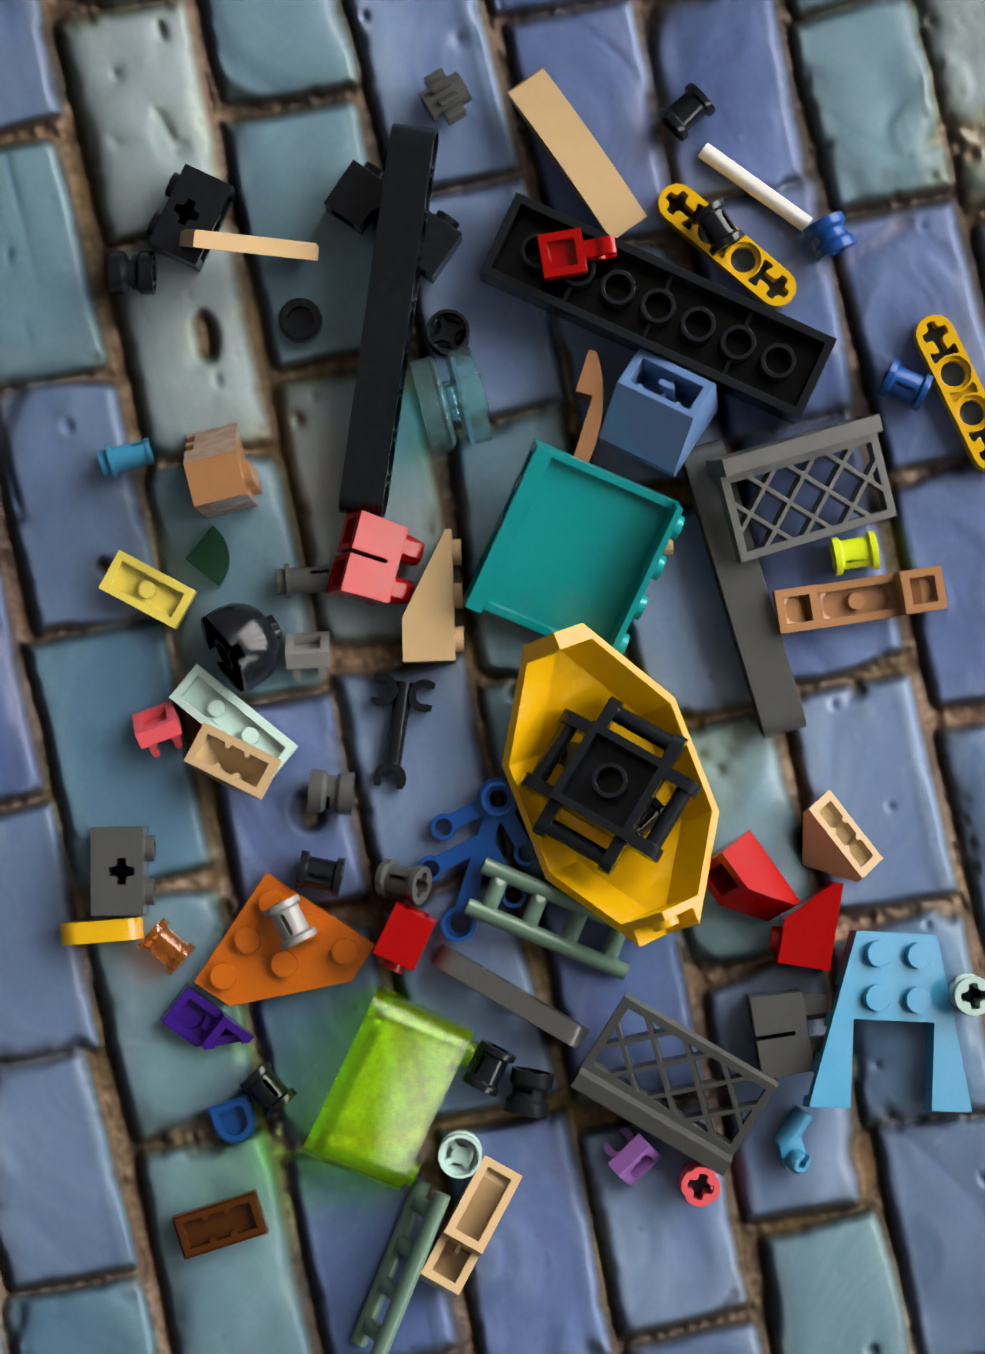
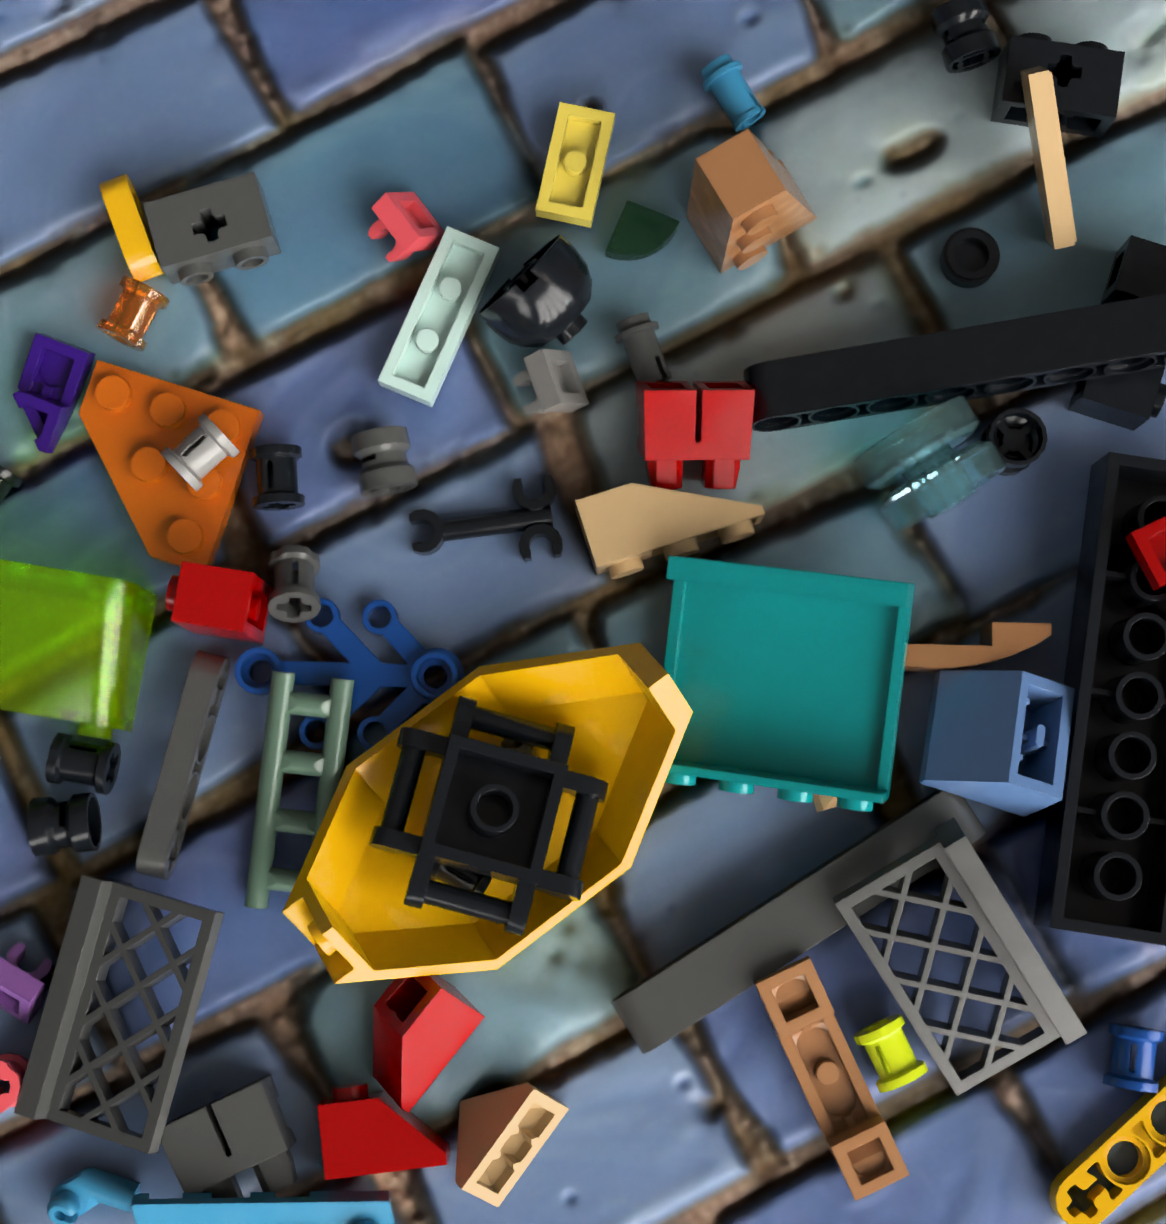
camera: 75 degrees right, 5 degrees down
(232, 762) = (386, 323): tan slope -> none

